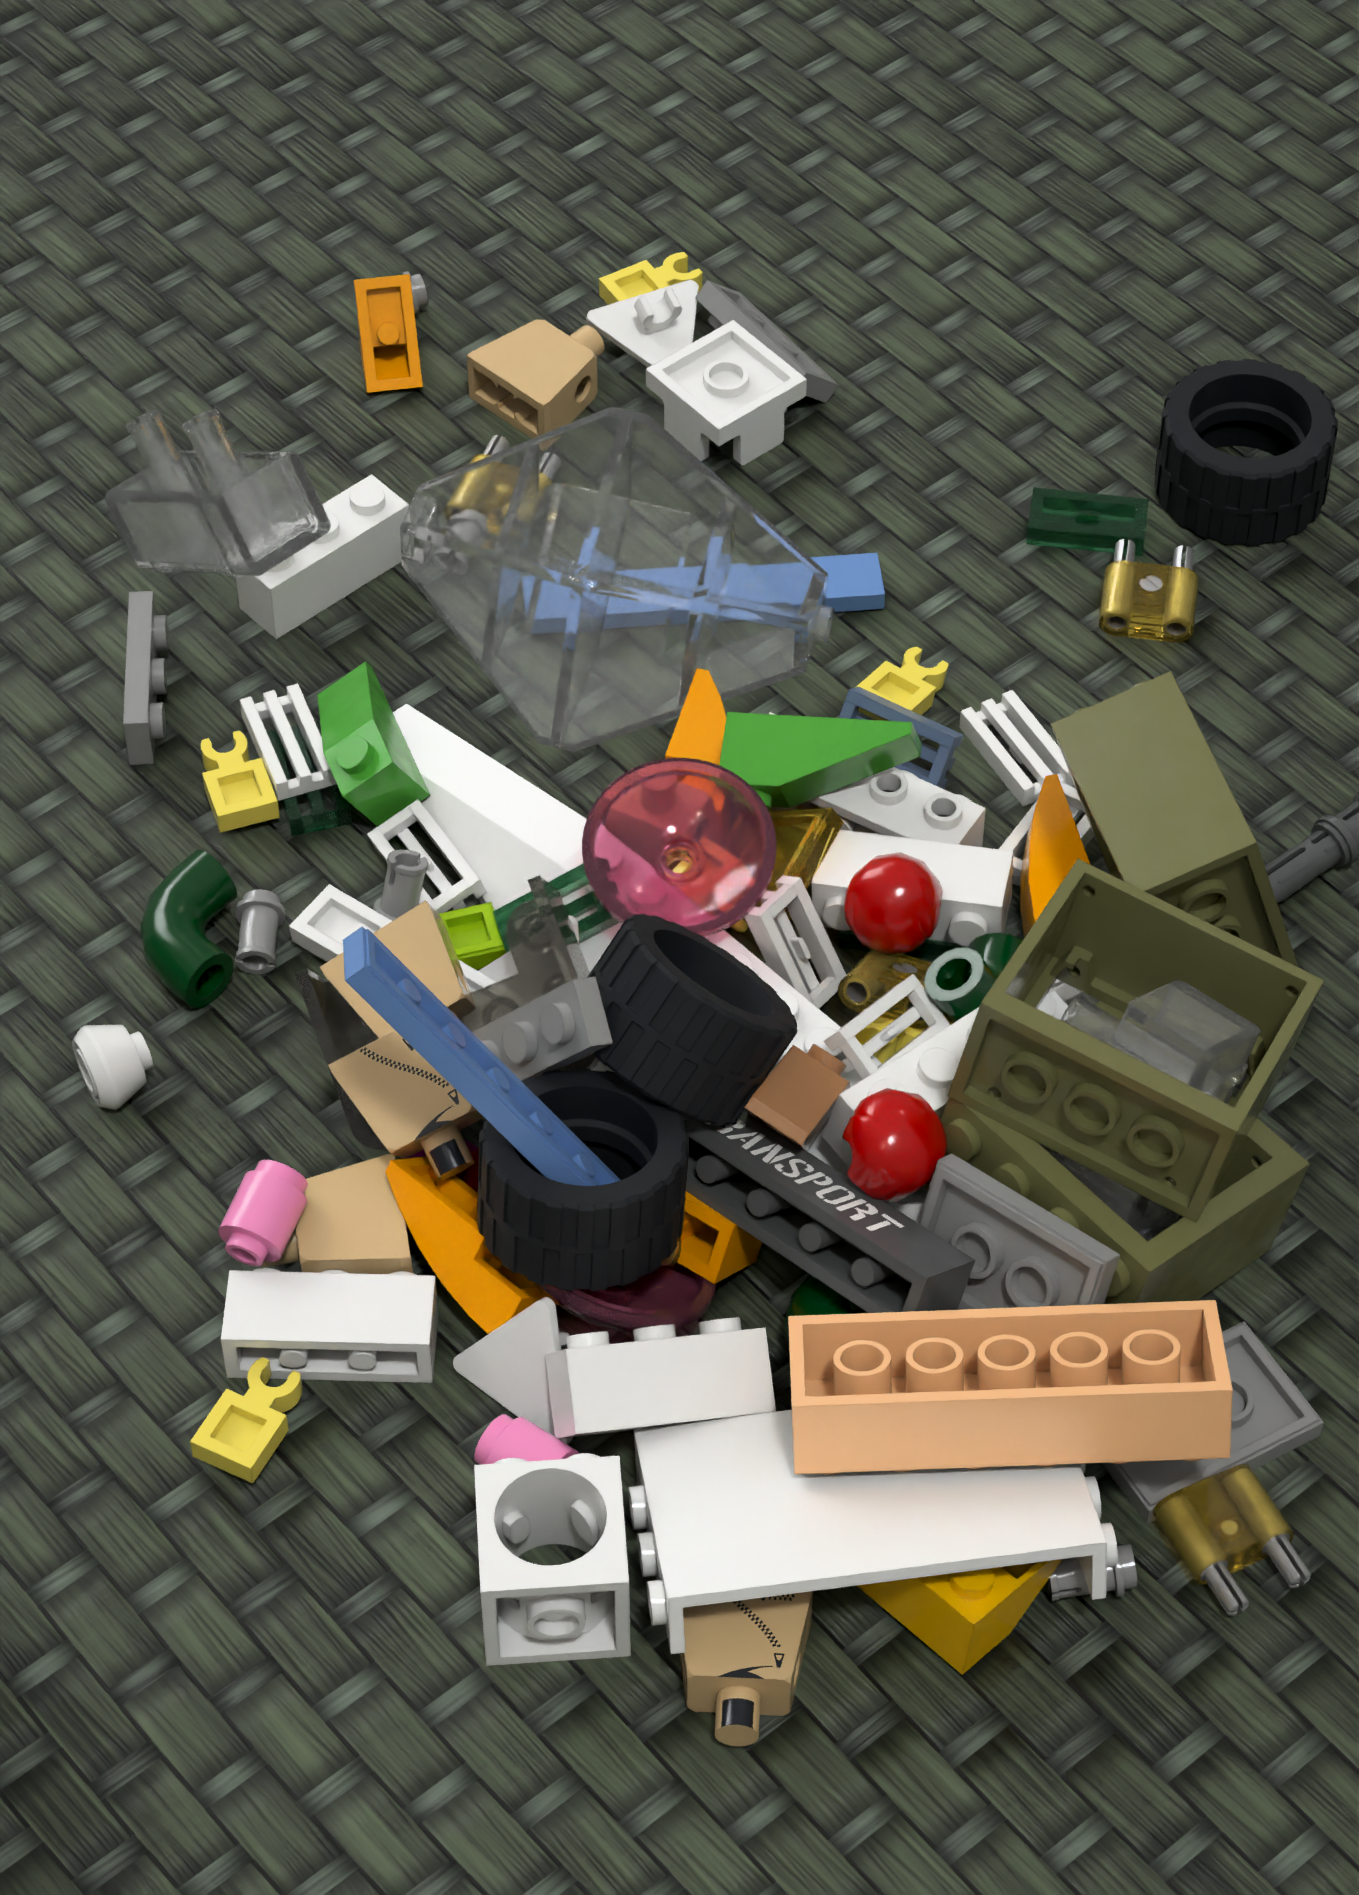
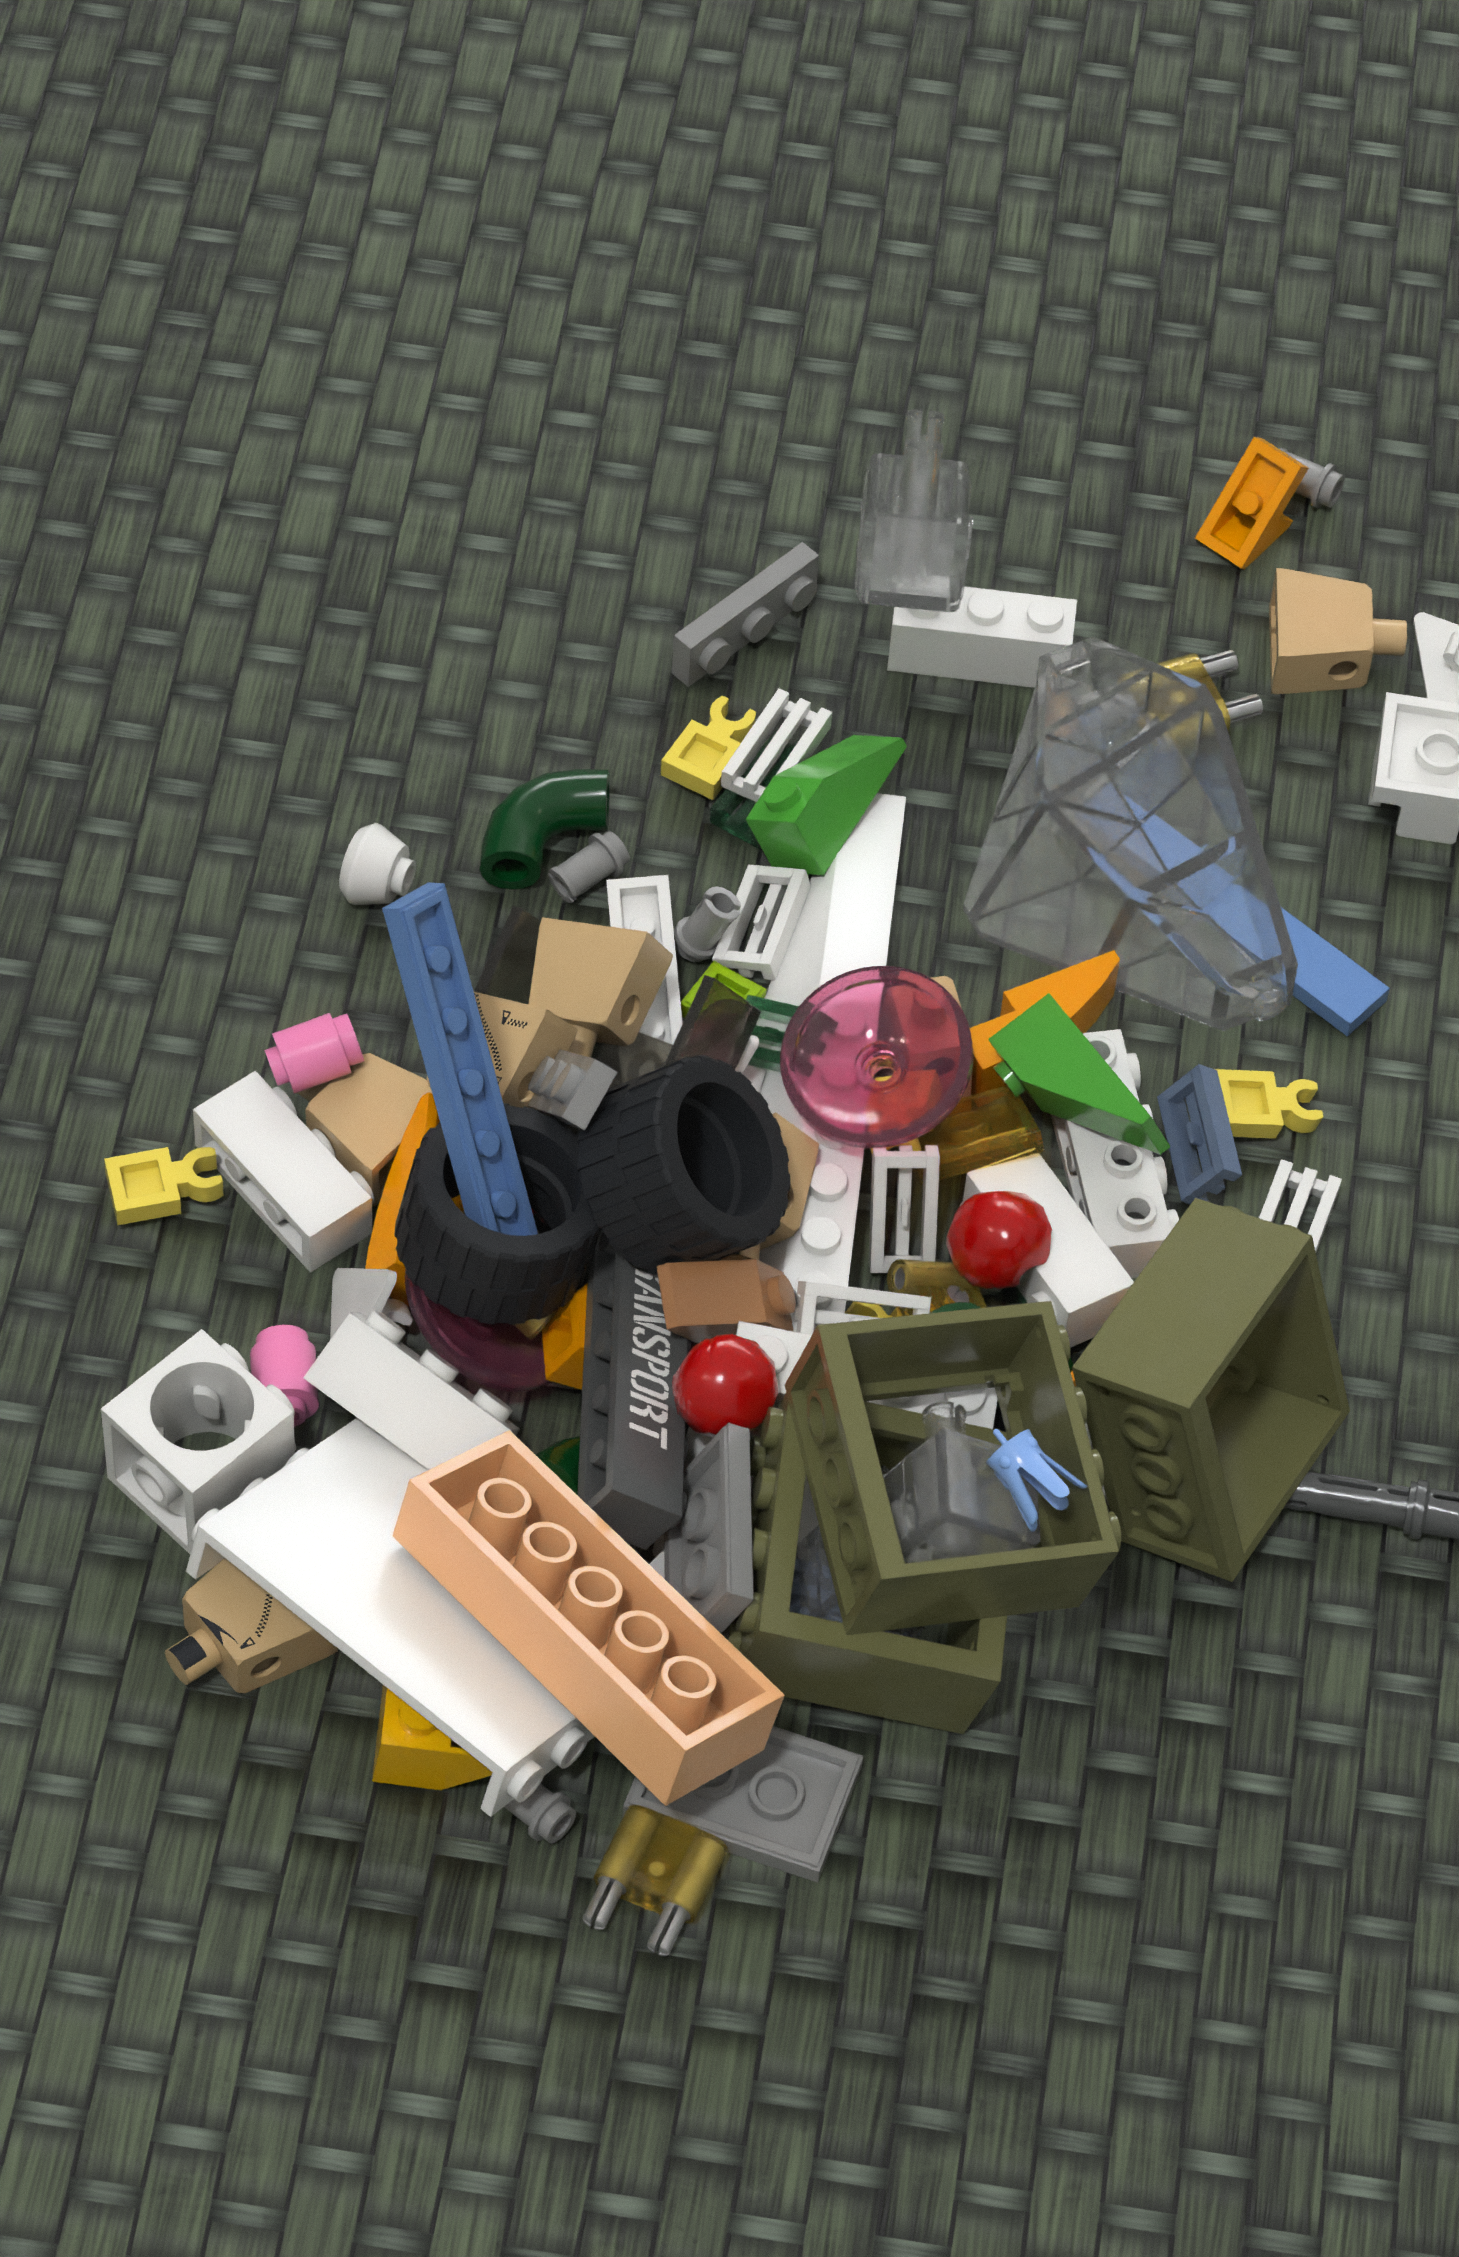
camera: 45 degrees right, 5 degrees up
(1202, 983) = (1025, 1458): none -> light blue piece

